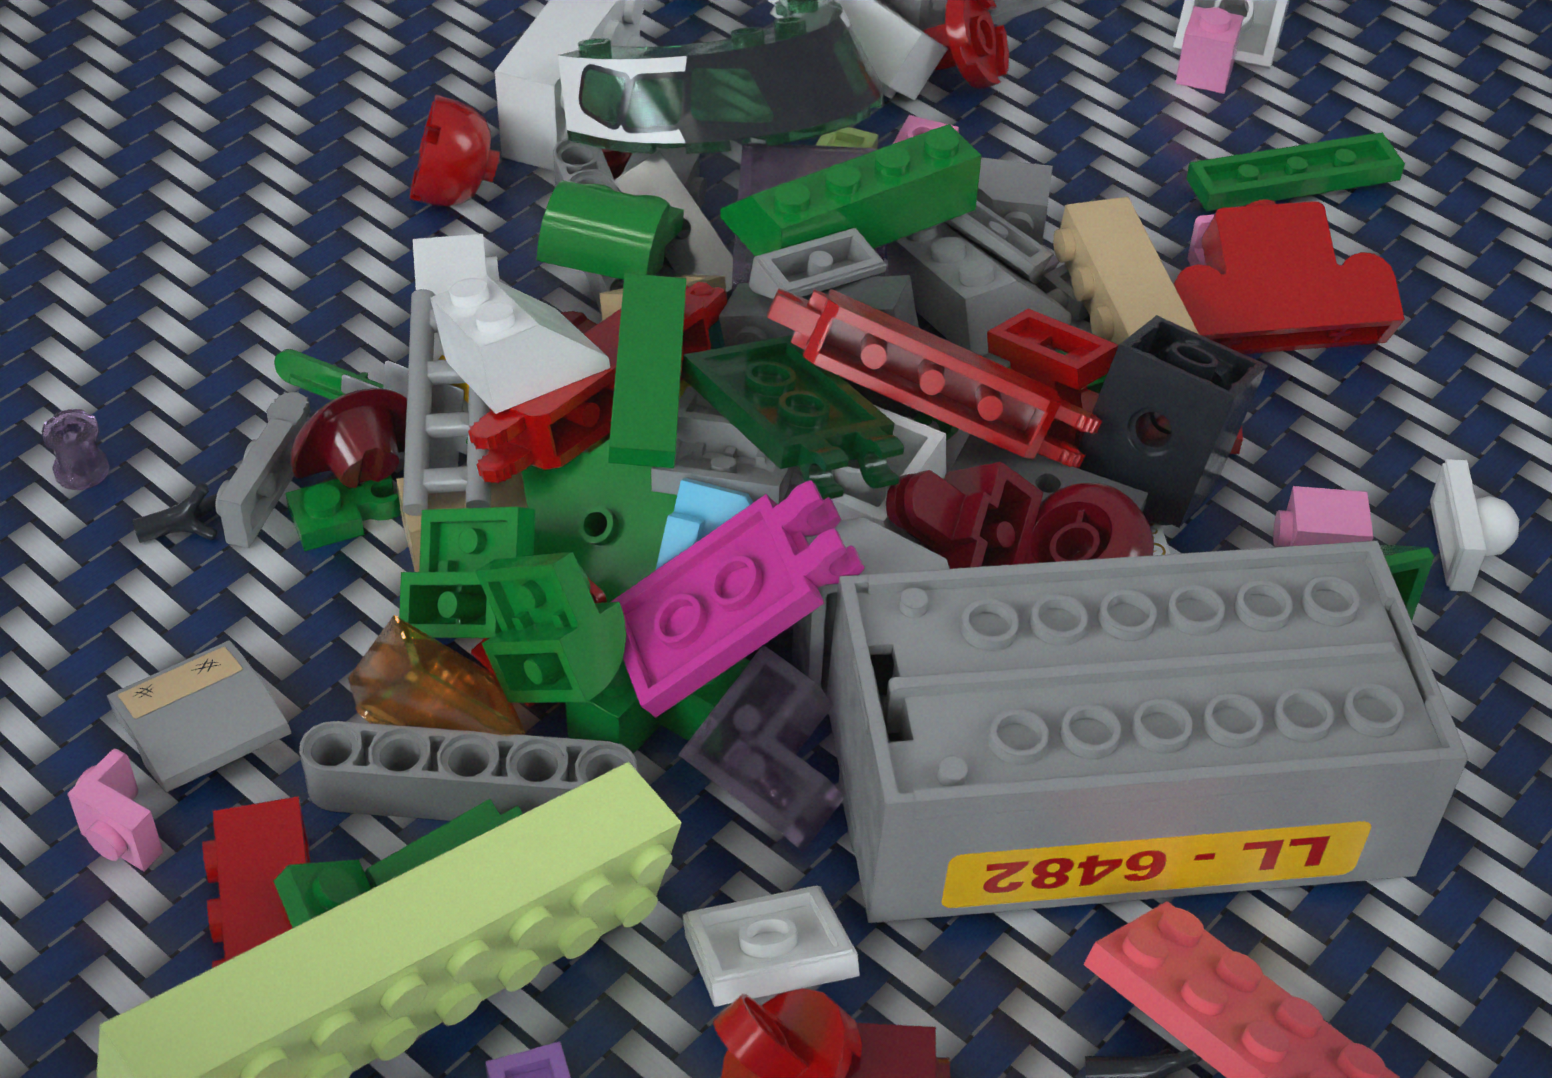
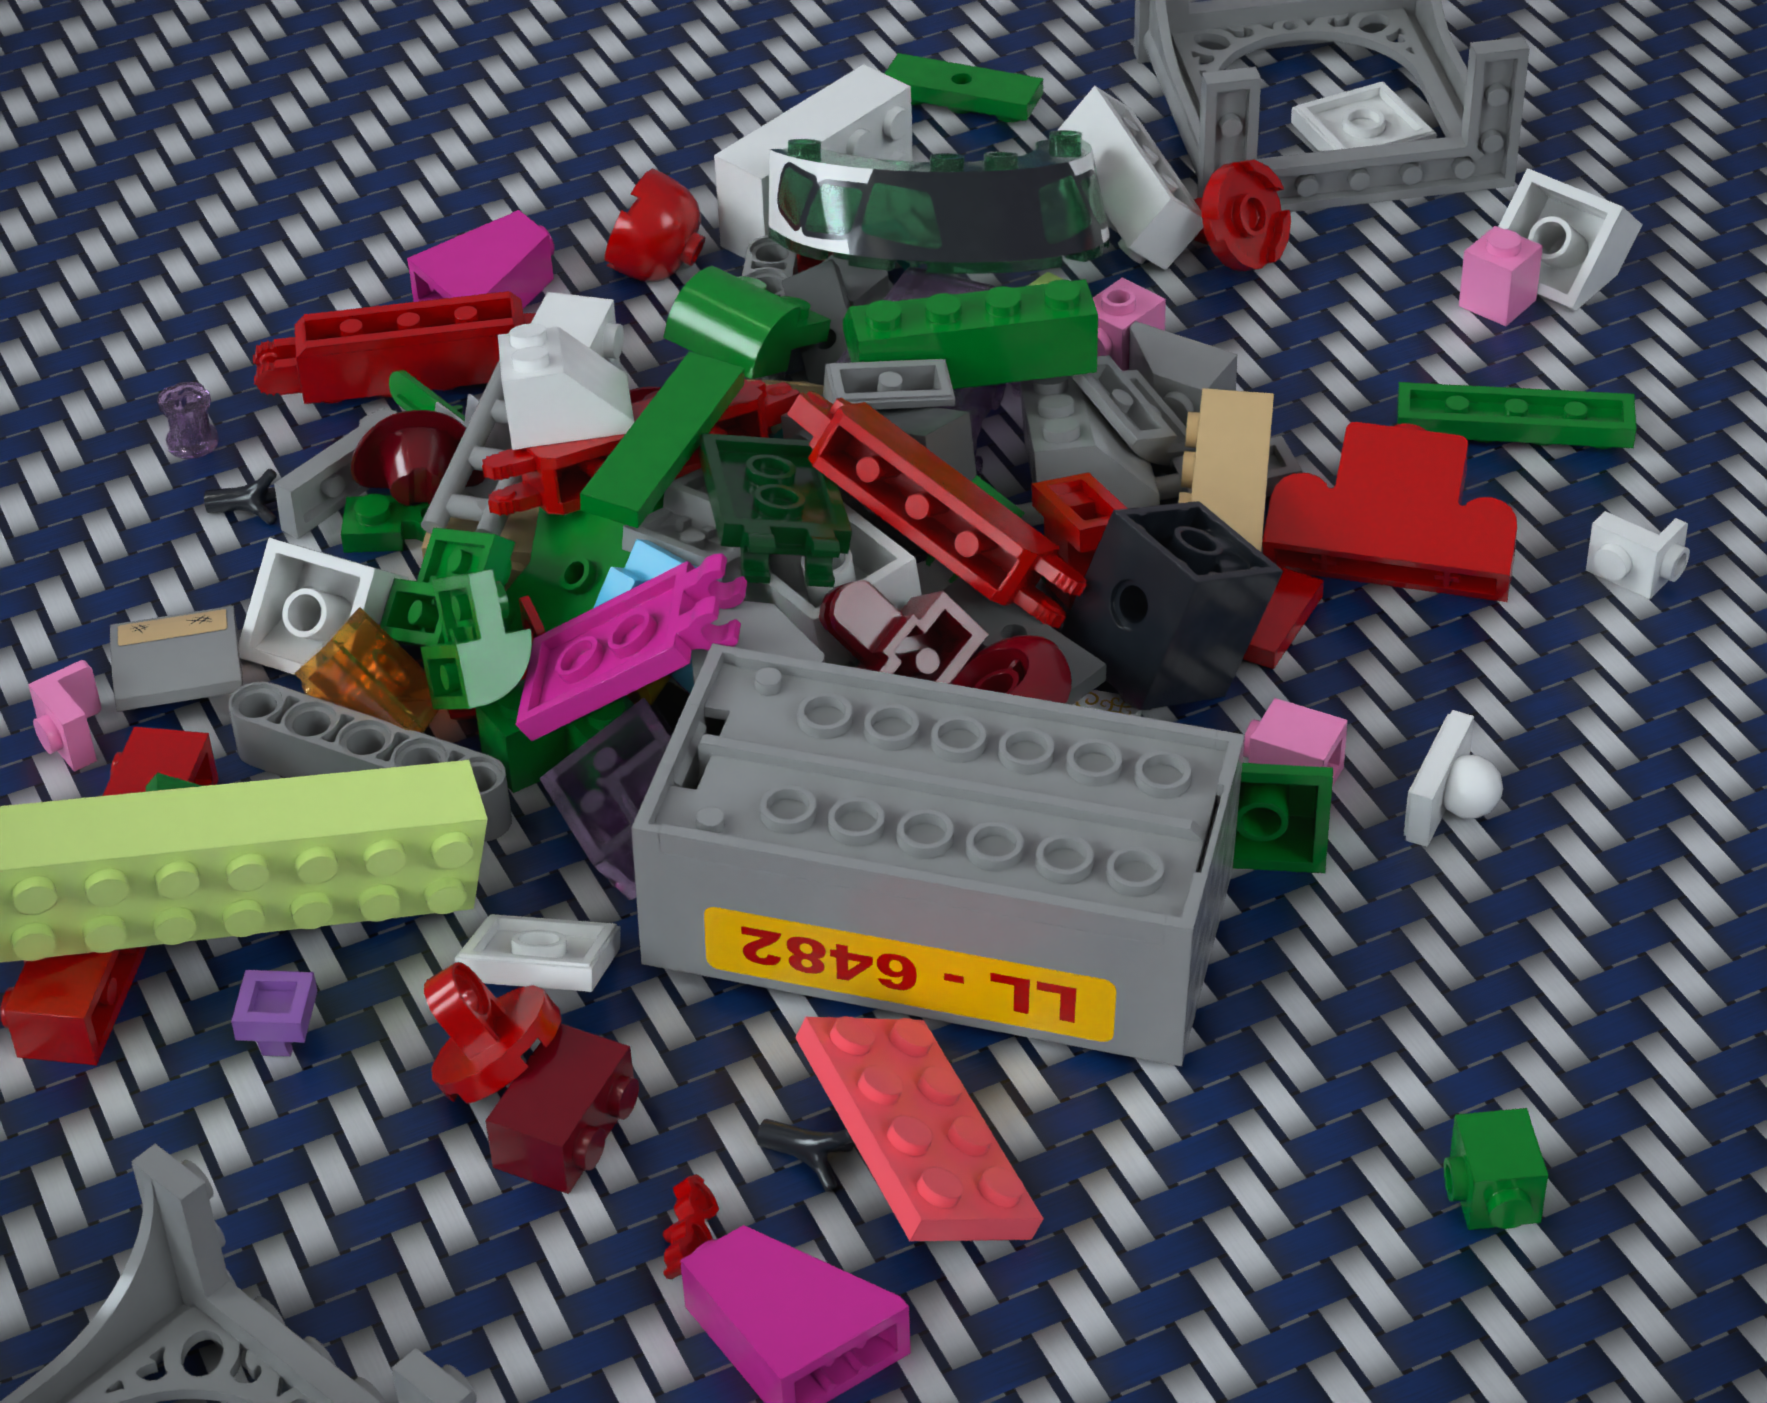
camera: 25 degrees right, 5 degrees down
(245, 327) = (359, 348): none -> red hinge
(298, 237) = (493, 258): none -> dark pink slope
(320, 623) = (303, 600): none -> white slope
(1474, 276) = (1635, 555): none -> white bracket

